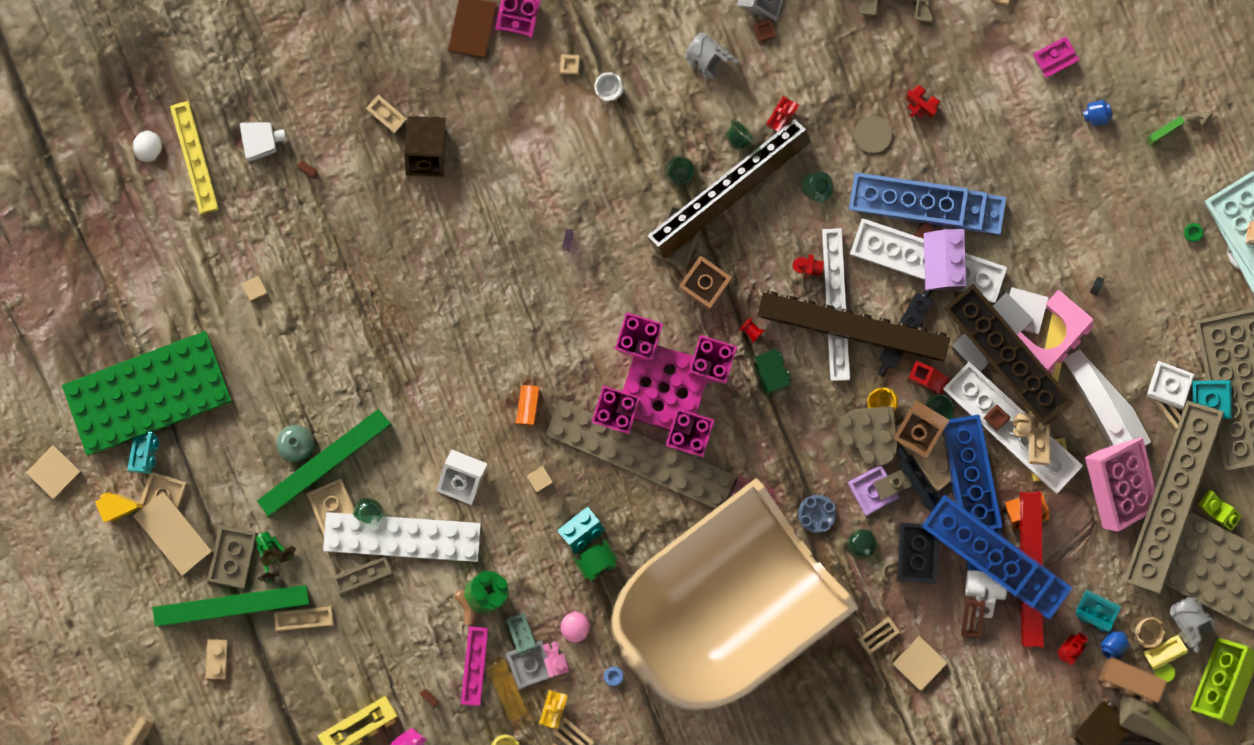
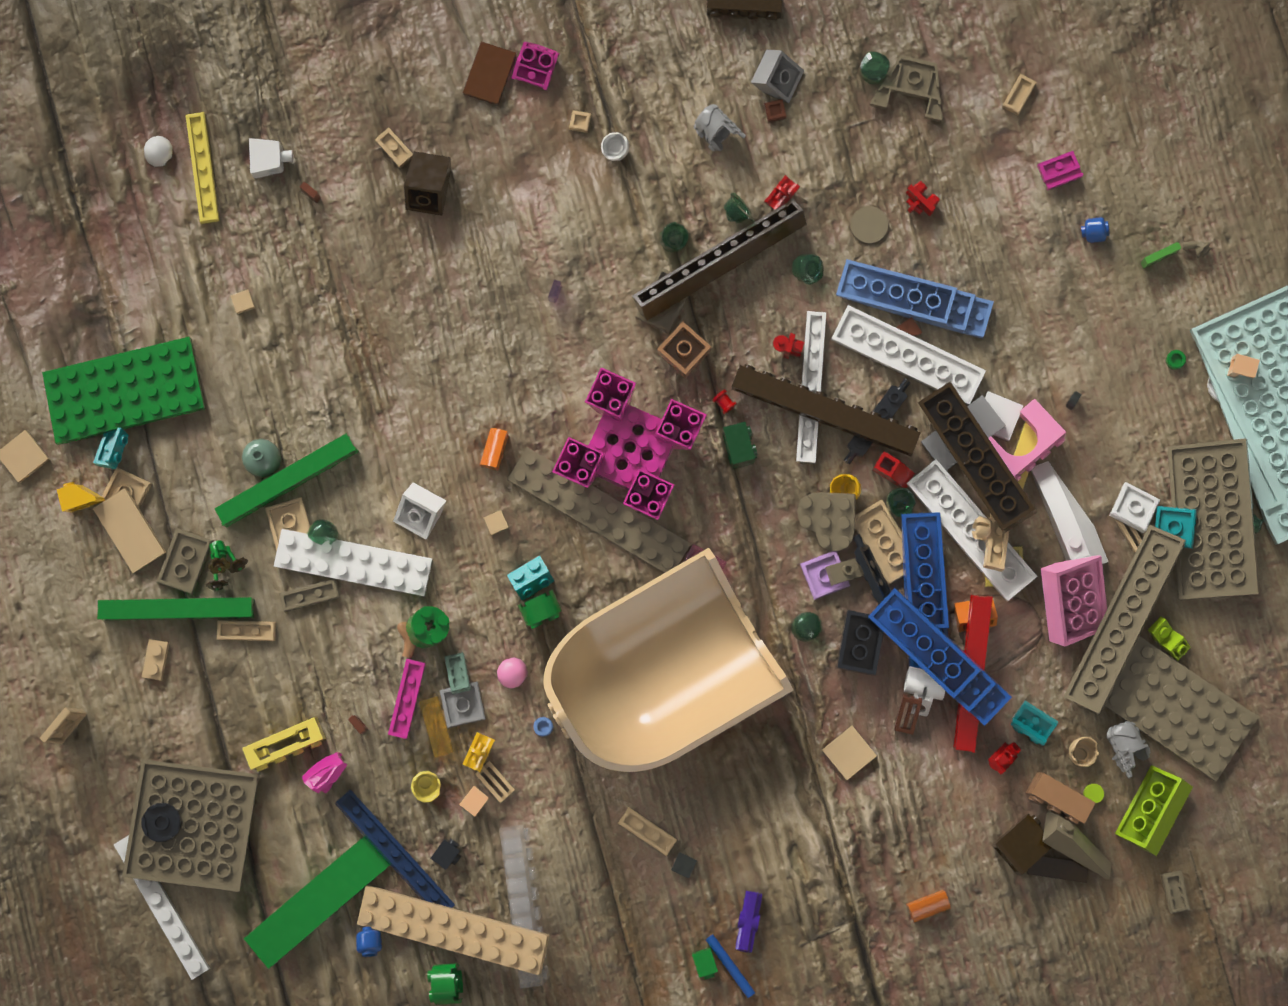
camera: 15 degrees right, 0 degrees up
(556, 662) = (487, 706): bright pink plate -> none
(817, 513) = (766, 591): sand blue dish -> none
(865, 645) = (826, 712): tan tile -> none
(921, 429) = (880, 520): medium nougat brick -> none
(945, 260) = (924, 355): lavender slope -> none
(996, 417) = (957, 518): copper tile -> none
(1115, 645) = (1047, 760): blue head -> none
(1165, 652) = (1097, 773): light yellow tile -> none

